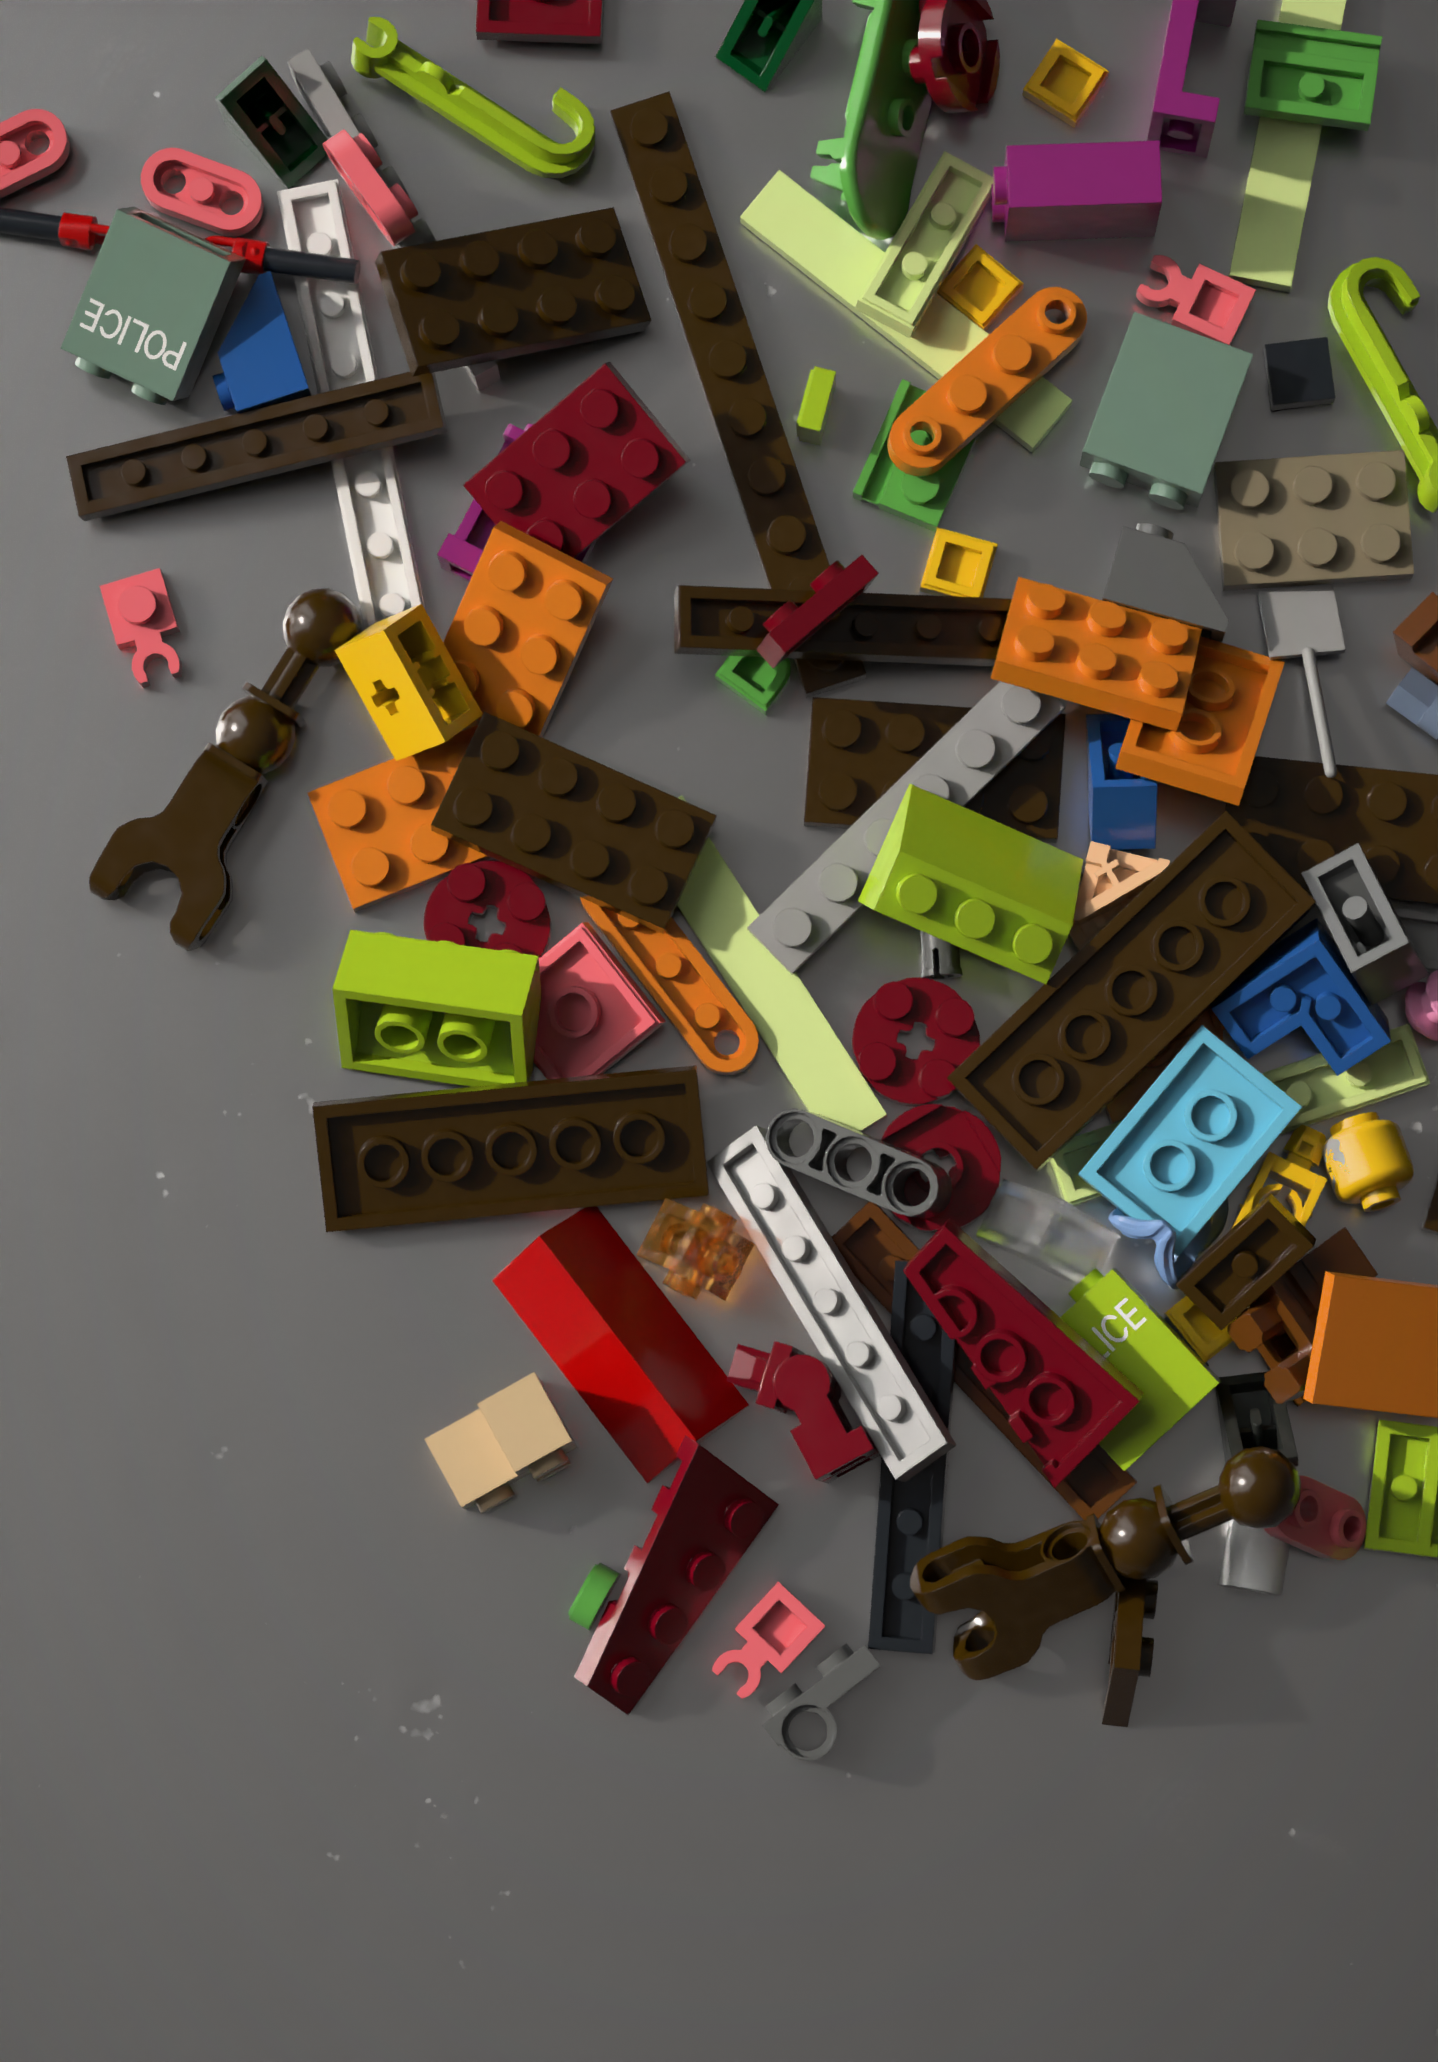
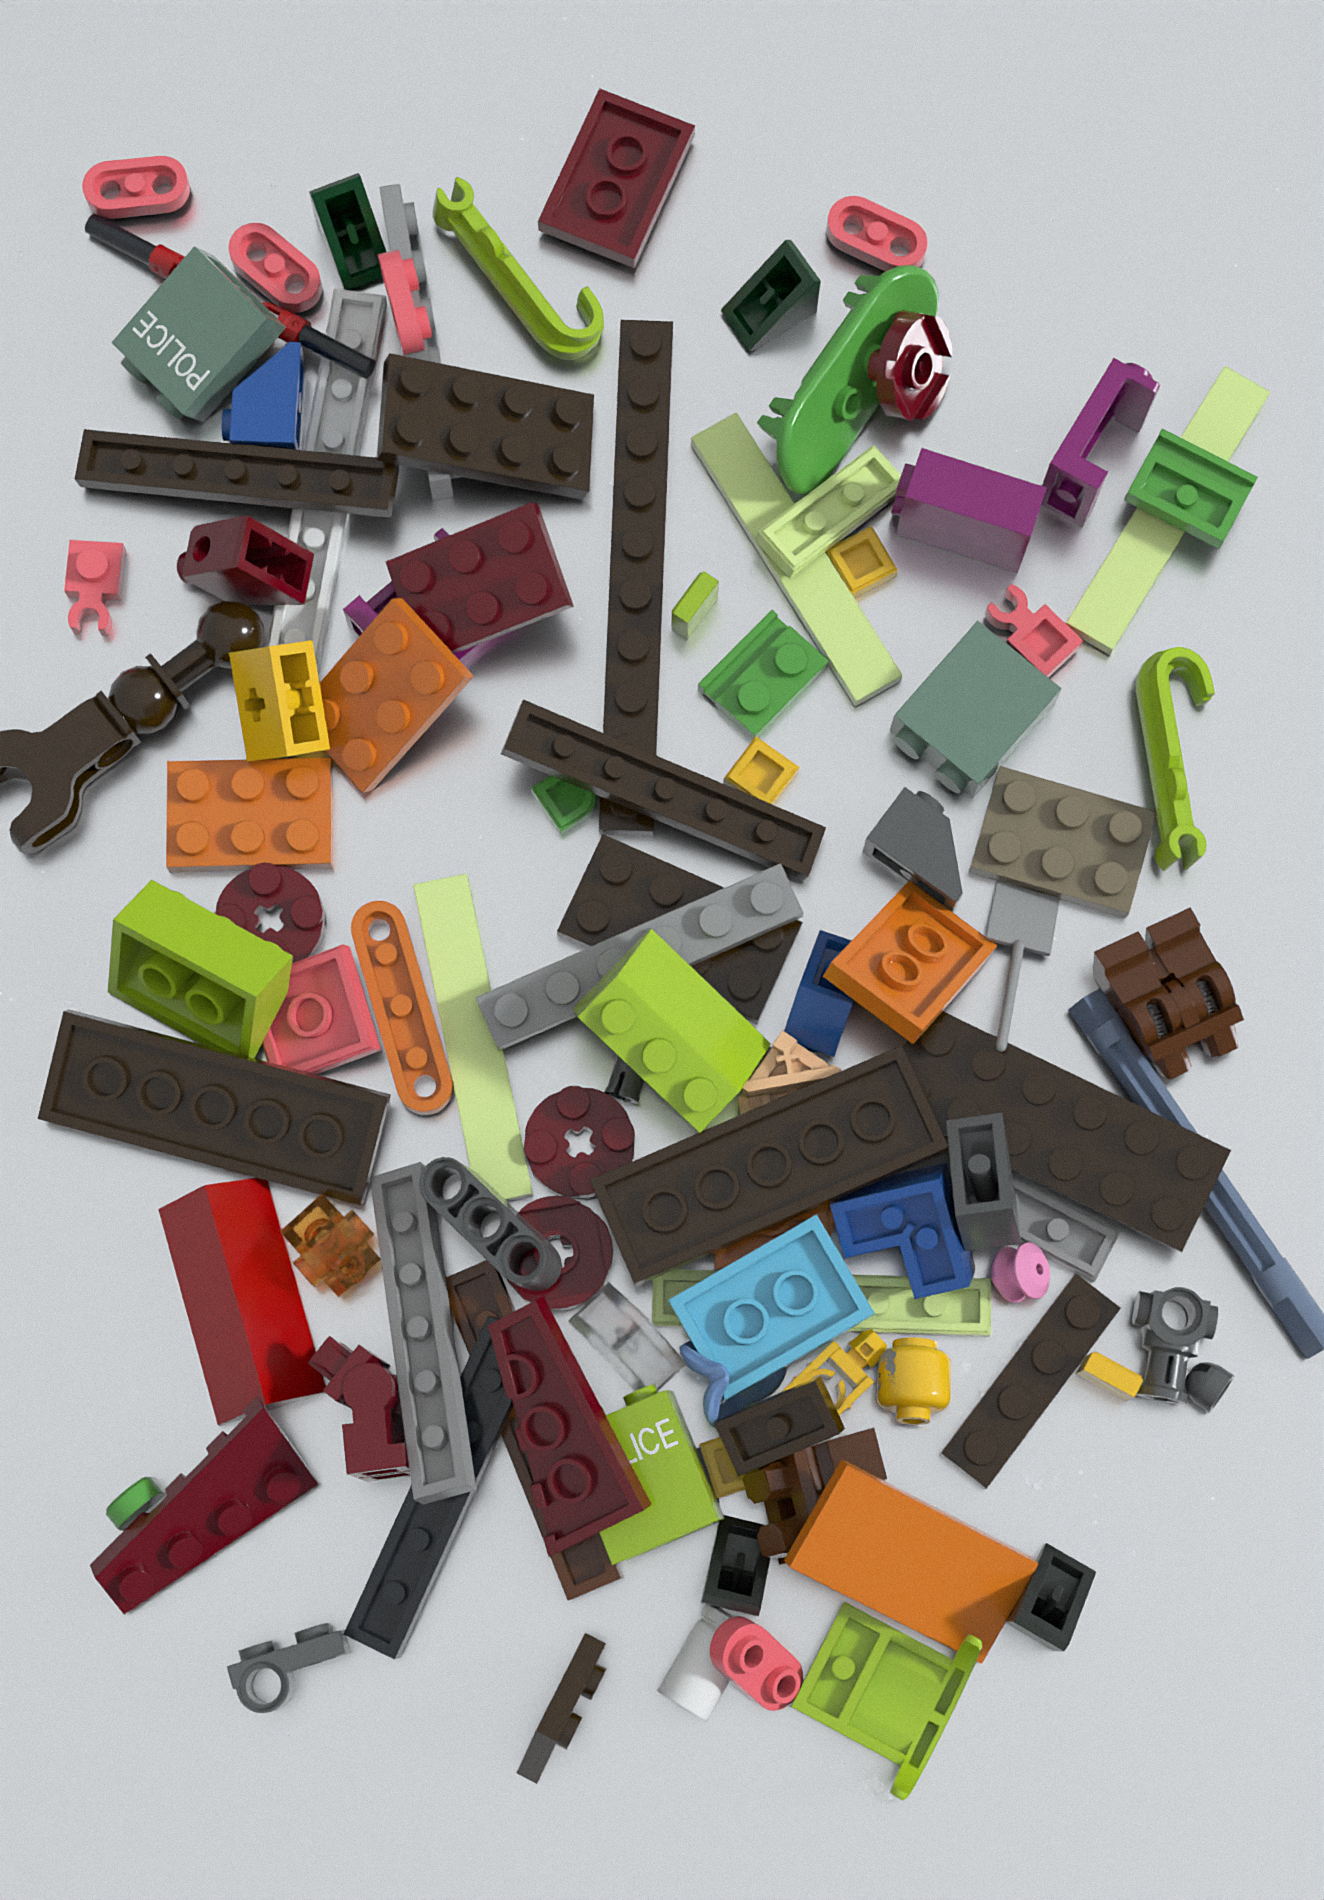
camera: 10 degrees right, 5 degrees down
(284, 550) = (246, 563): none -> dark red torso
(501, 1443) = (111, 1344): tan brick -> none
(573, 822) = (368, 862): dark brown plate -> none
(775, 1633) = (271, 1592): coral plate -> none
(834, 592) = (647, 751): dark red plate -> none
(987, 381) = (838, 634): orange plate -> none
(1065, 83) = (990, 428): yellow tile -> none
(1082, 1563) = (544, 1630): dark brown piece -> none
(1097, 654) = (843, 879): orange plate -> none
(1299, 373) = (1094, 721): black tile -> none

